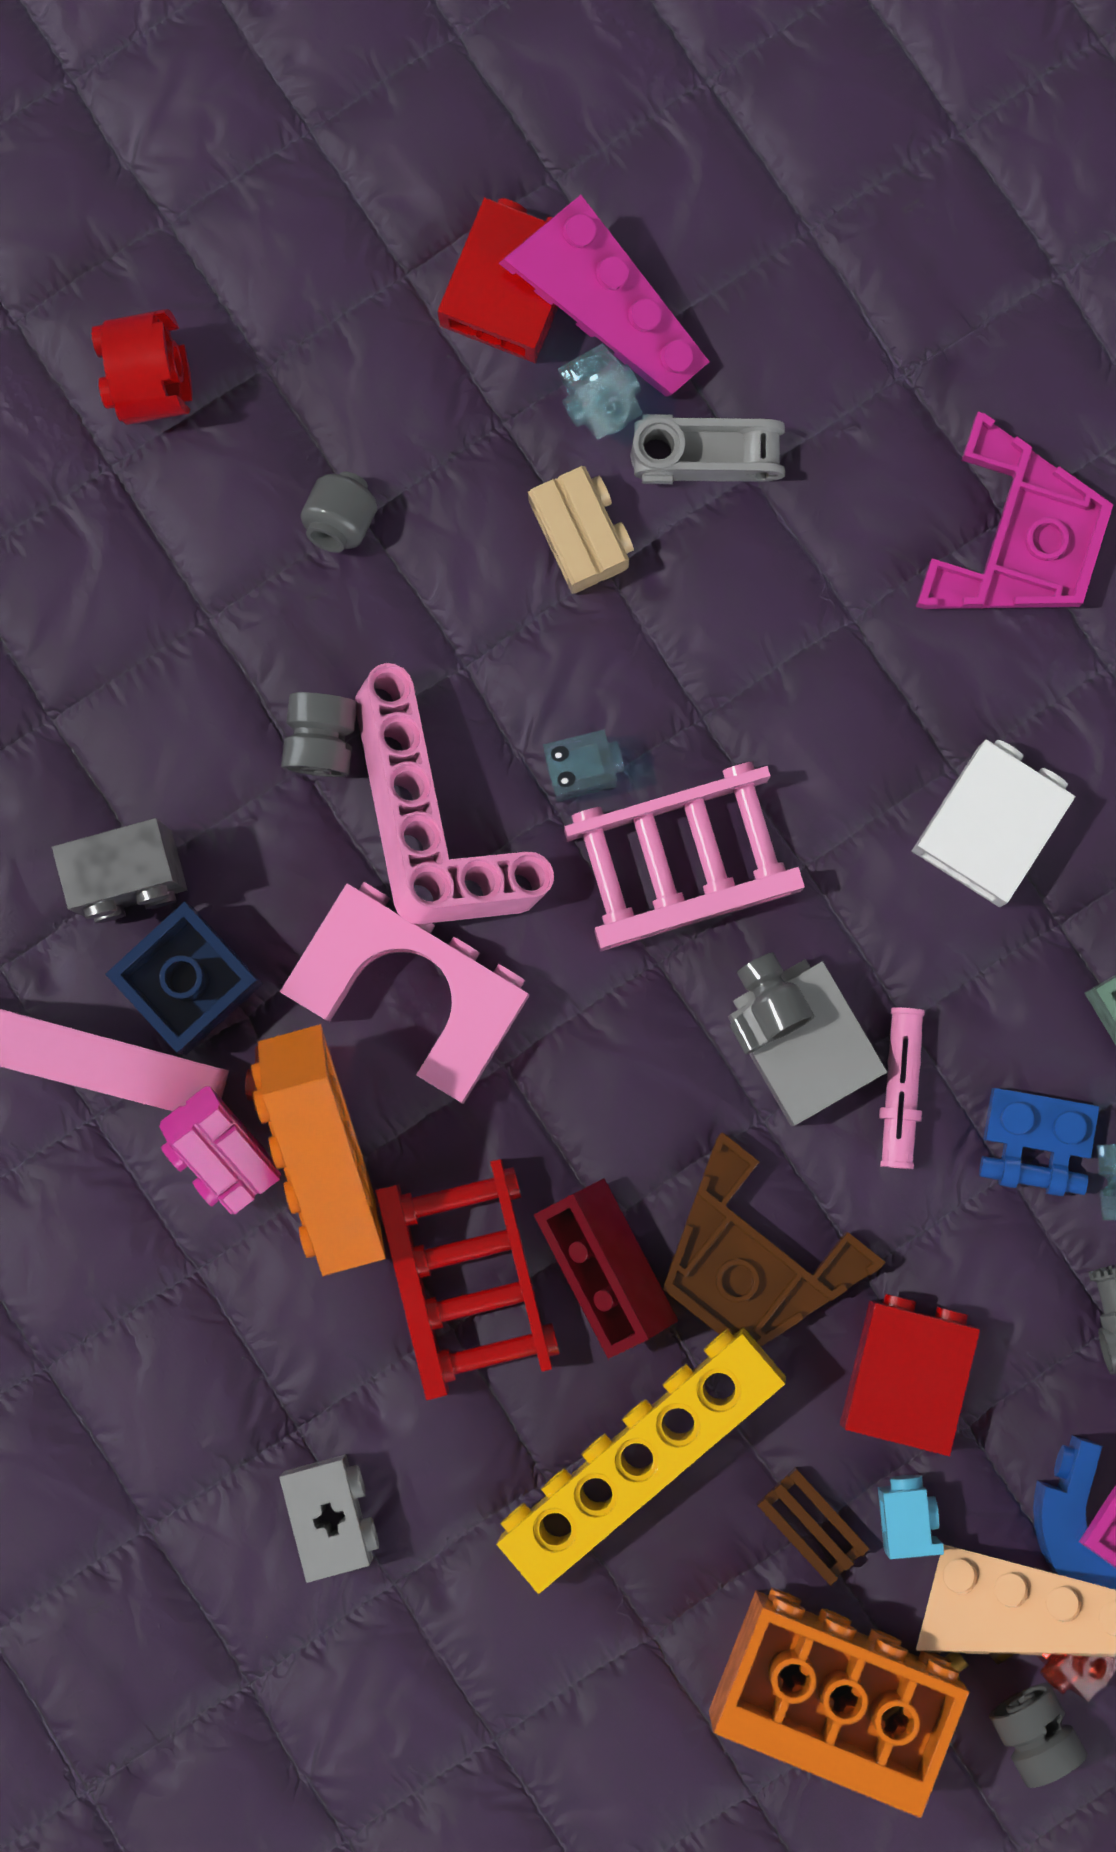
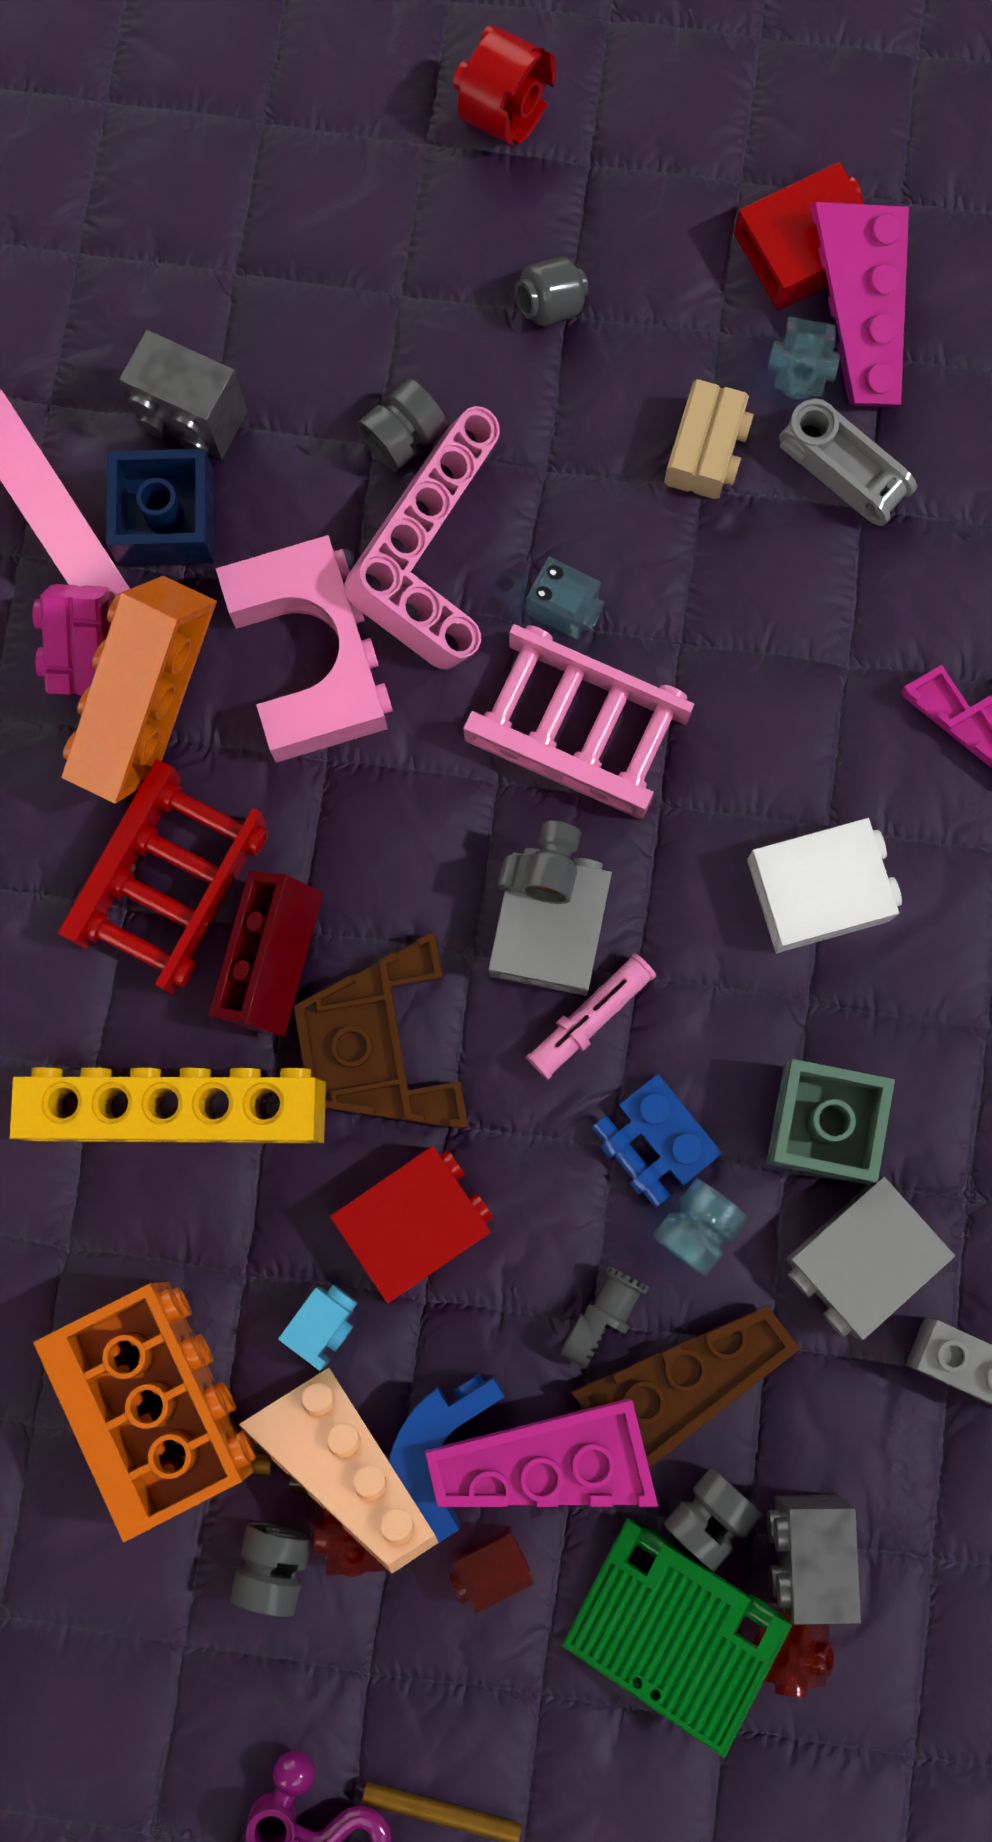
camera: 40 degrees right, 5 degrees down
(843, 1560) = (228, 1271): reddish brown tile -> none

